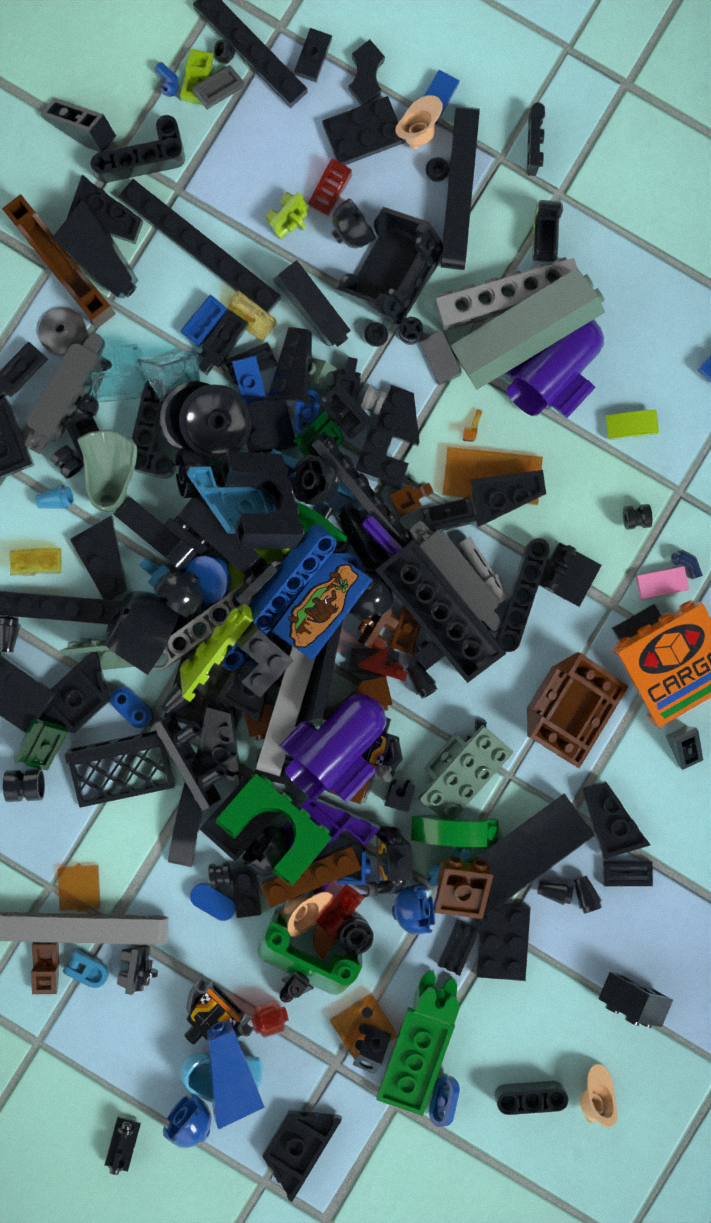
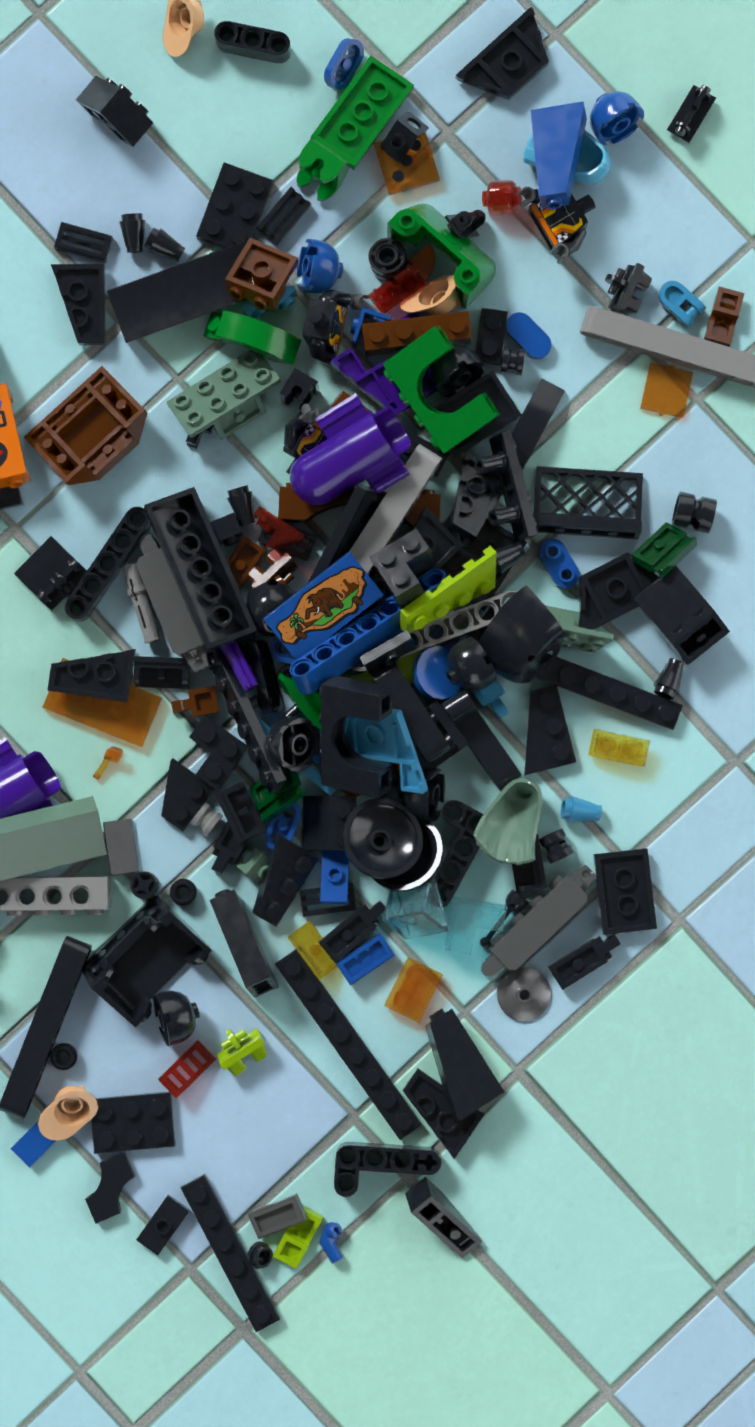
camera: 165 degrees left, 0 degrees up
(59, 261) = (505, 1067): reddish brown arch -> none
(156, 307) = (413, 989): none -> clear orange plate

